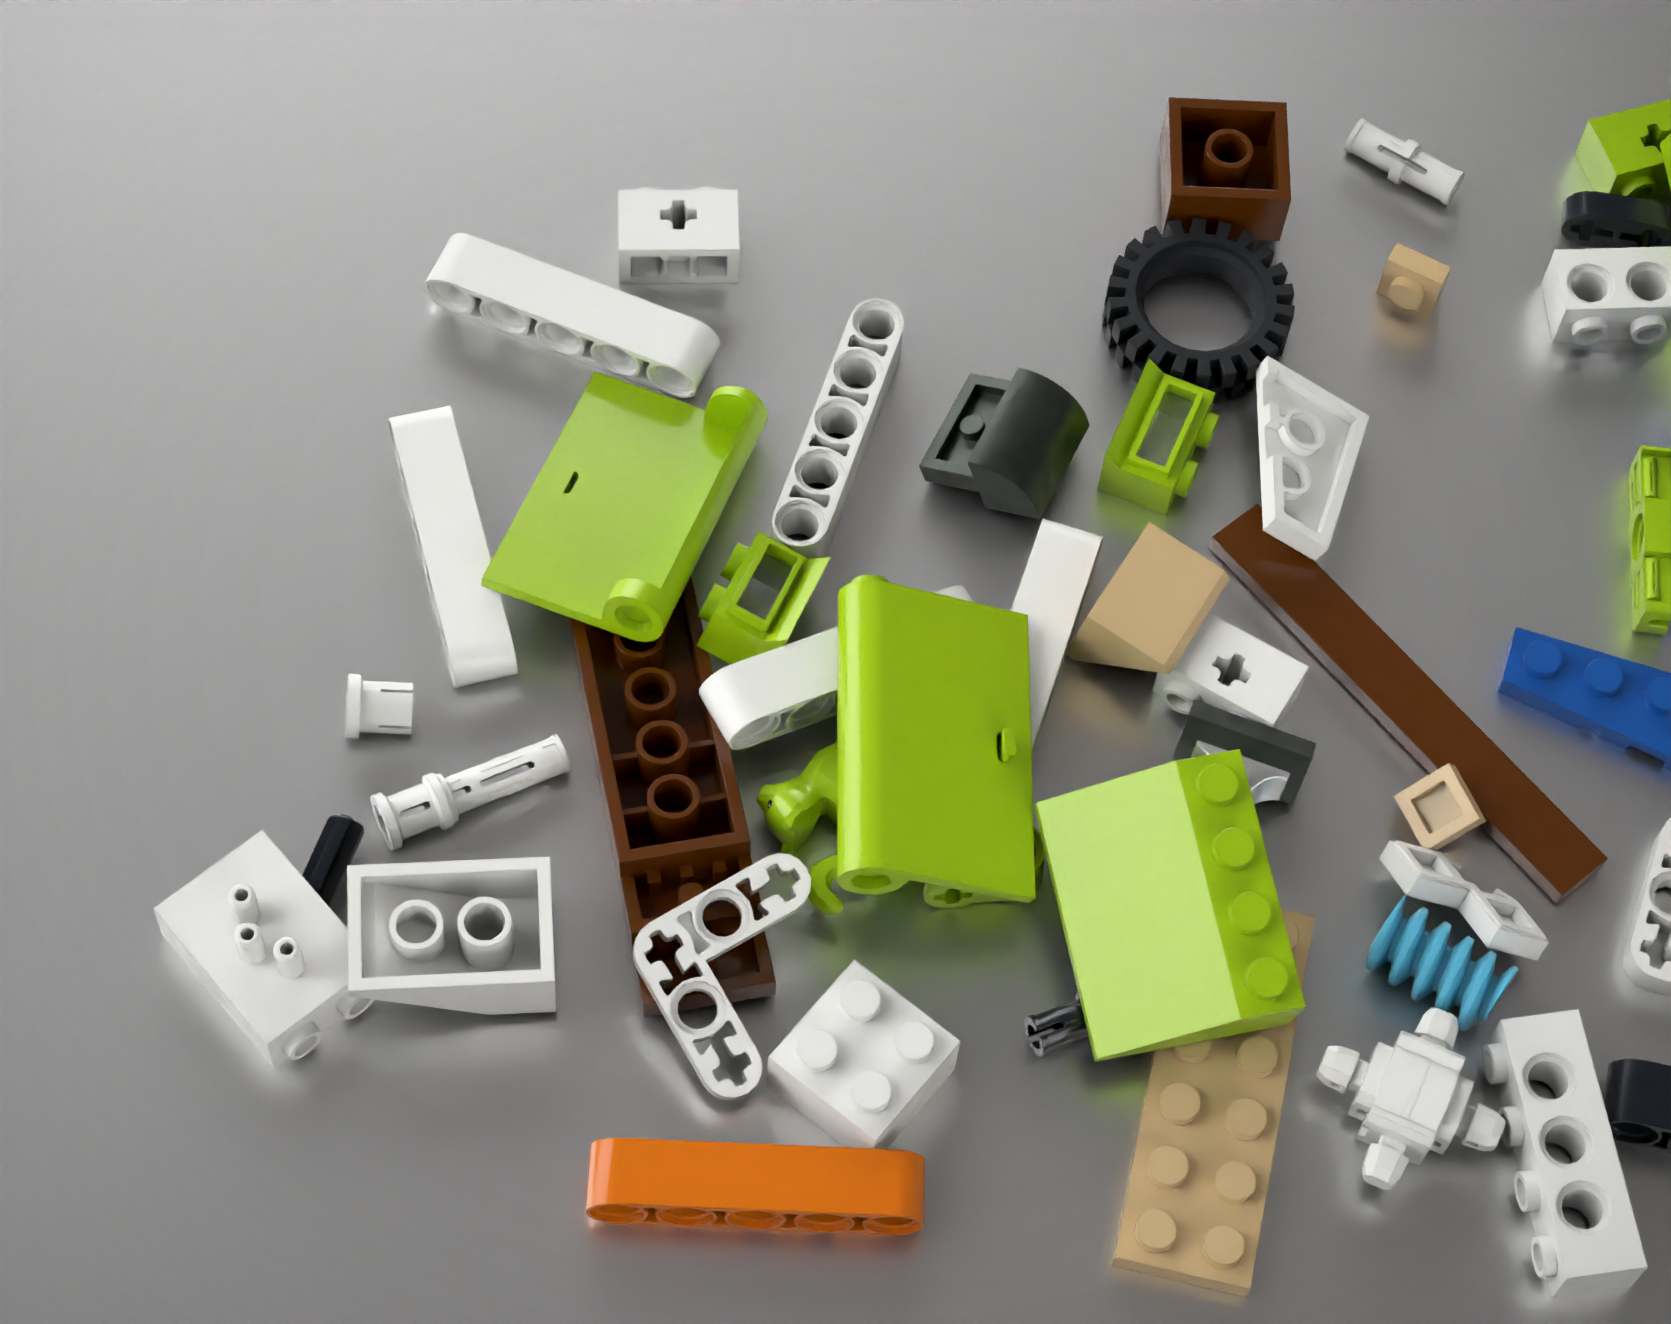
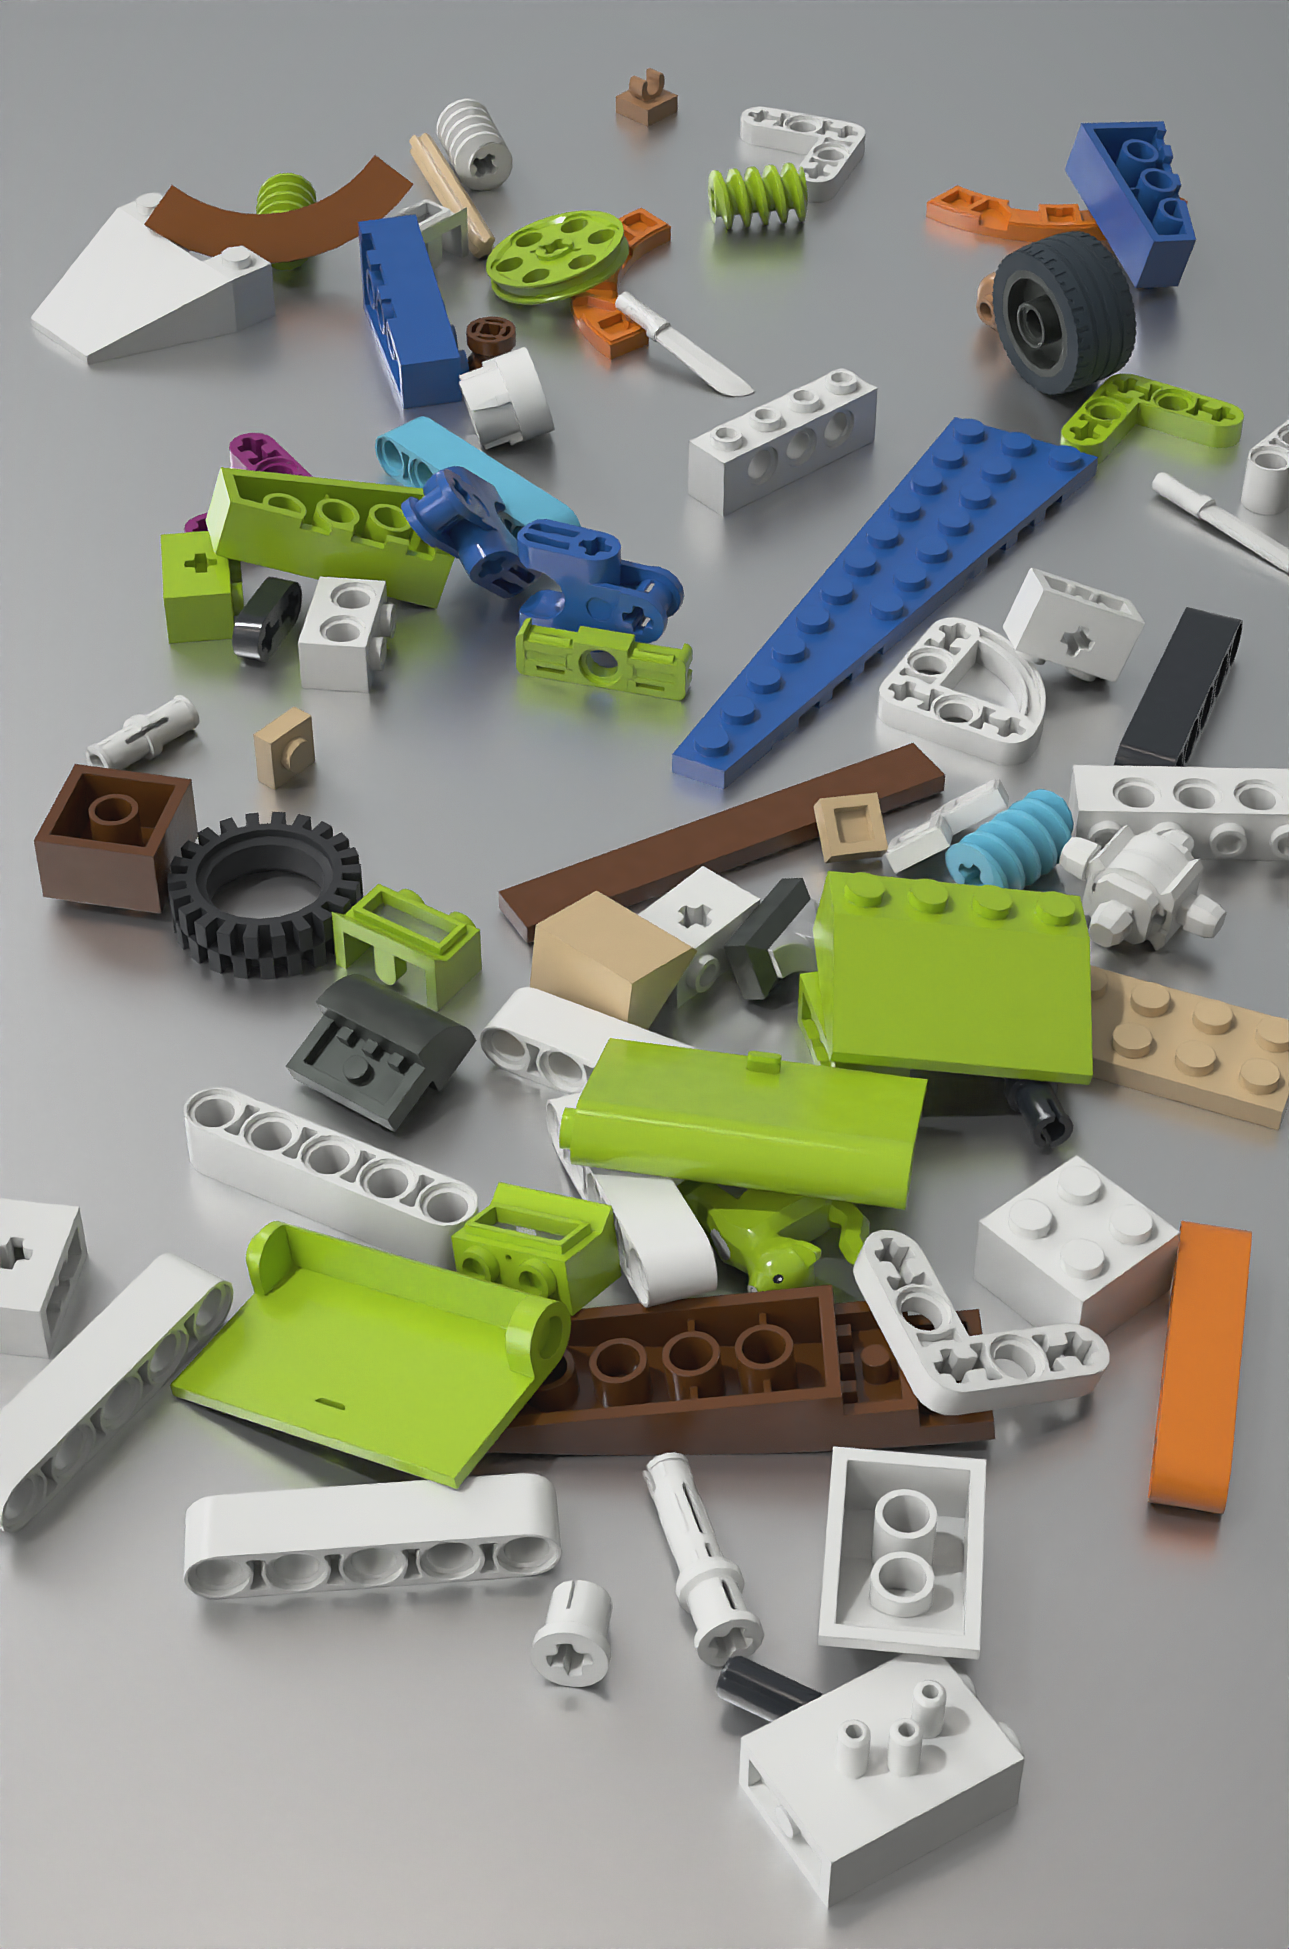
camera: 75 degrees left, 20 degrees down
(1304, 455) = (466, 841): white wing -> none

